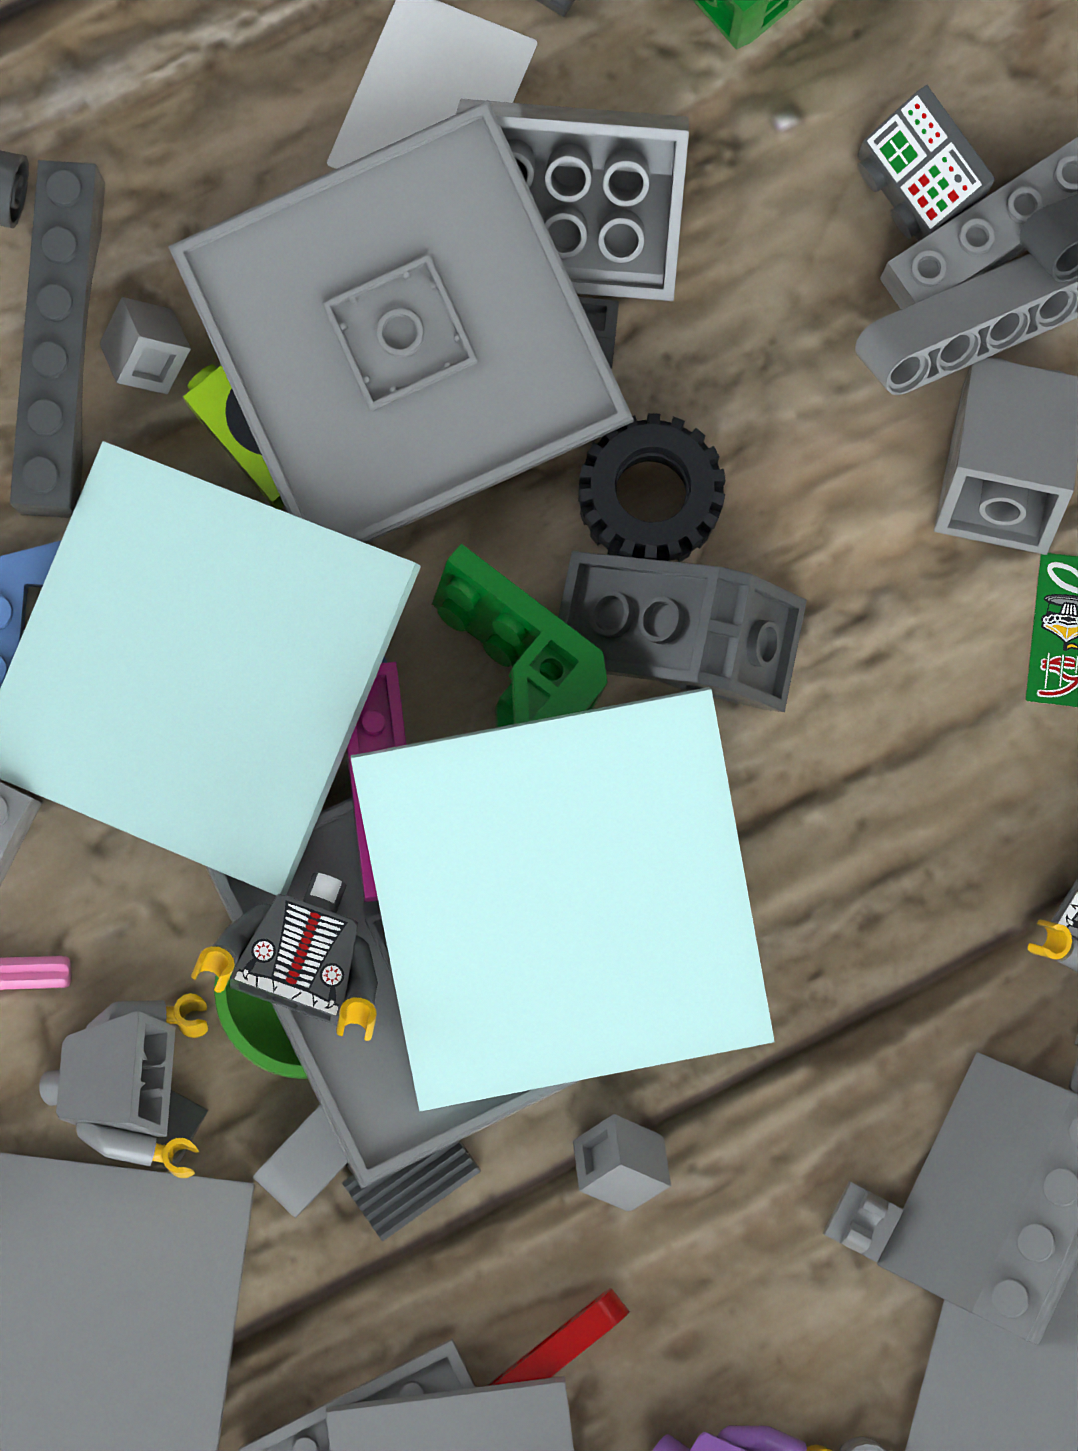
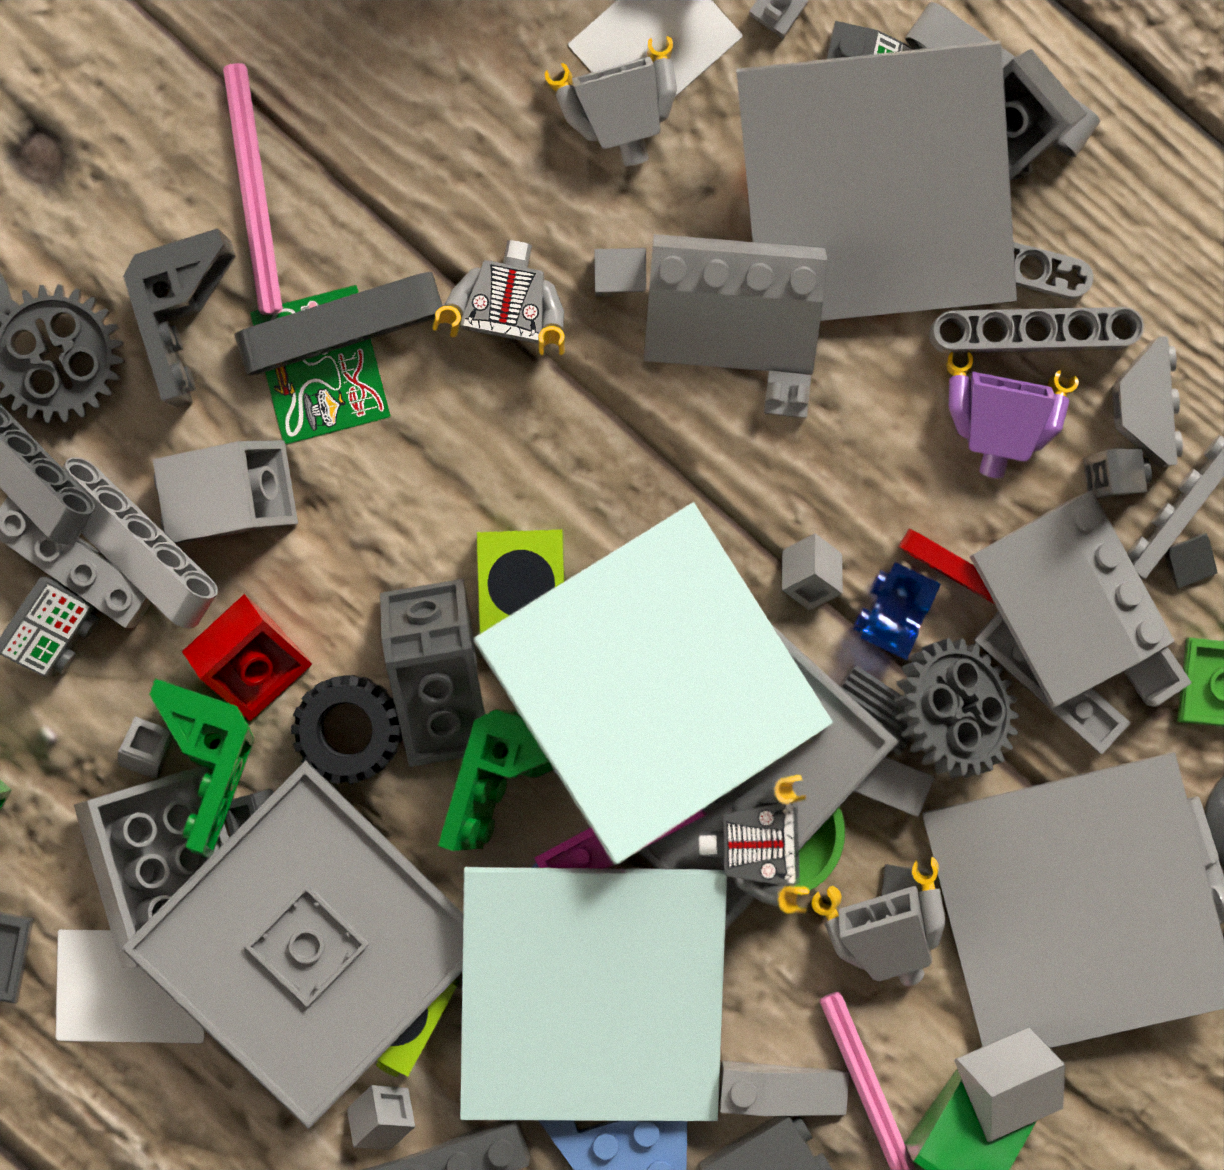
camera: 105 degrees left, 5 degrees up
(373, 1281) = (956, 708): none -> dark grey gear
(530, 1255) = (897, 609): none -> clear blue cylinder
(724, 233) = (145, 748): none -> light grey slope
(729, 301) = (195, 724): none -> green bracket
(773, 783) = (516, 570): none -> brick
(789, 400) = (246, 657): none -> red slope

